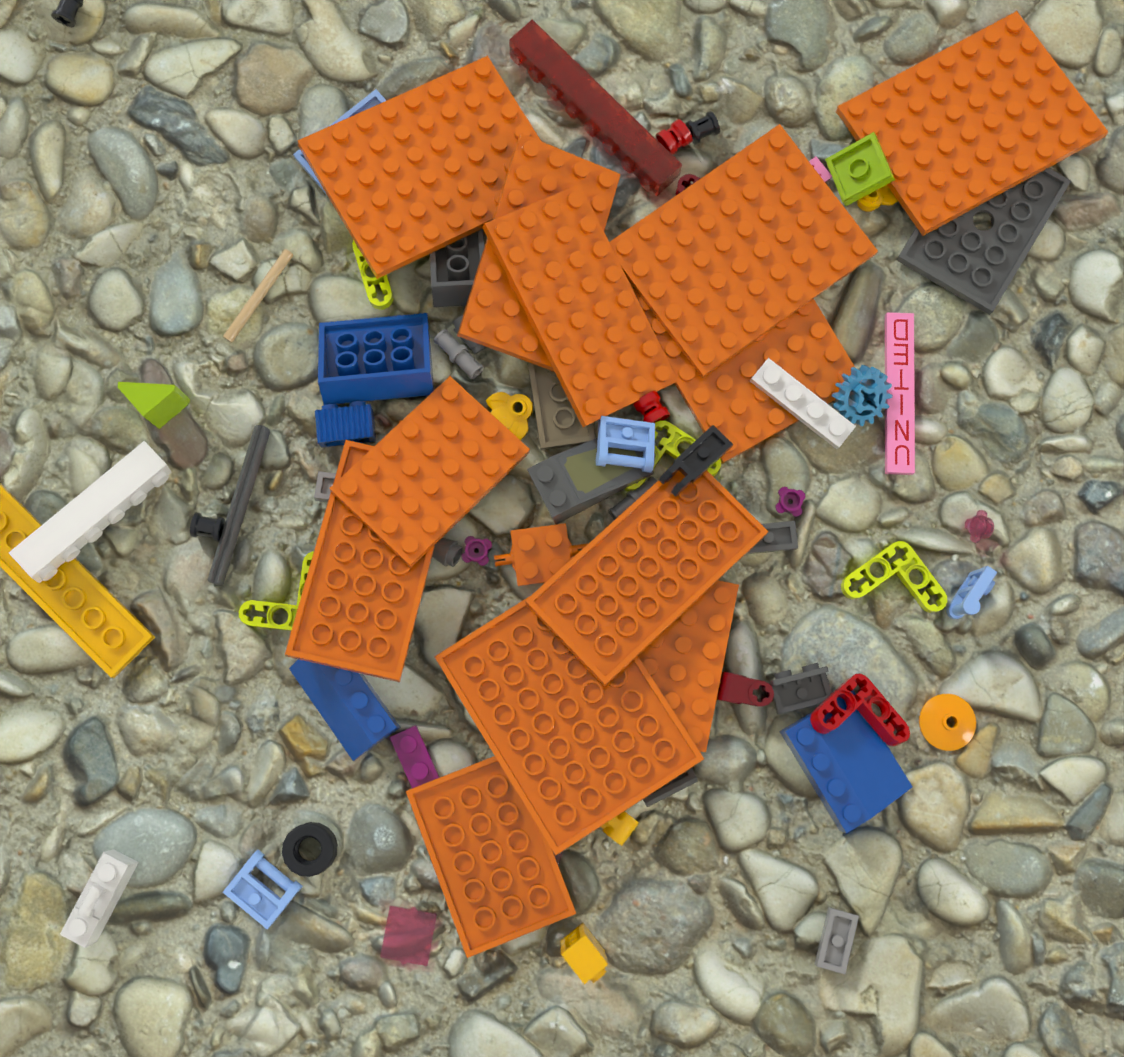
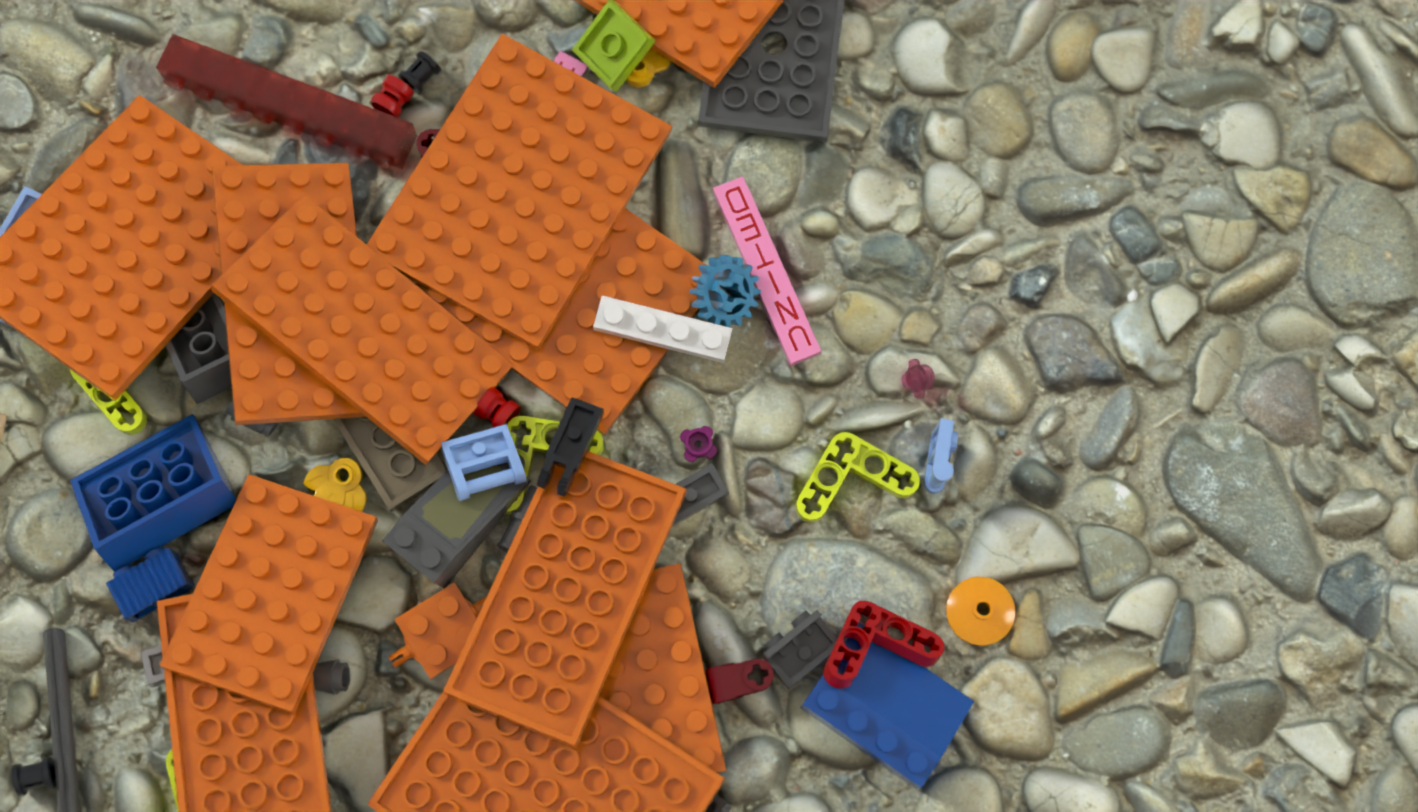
camera: 25 degrees left, 5 degrees down
(458, 354) = (248, 444): light grey pin -> none
(473, 543) = (356, 657): magenta plate -> none

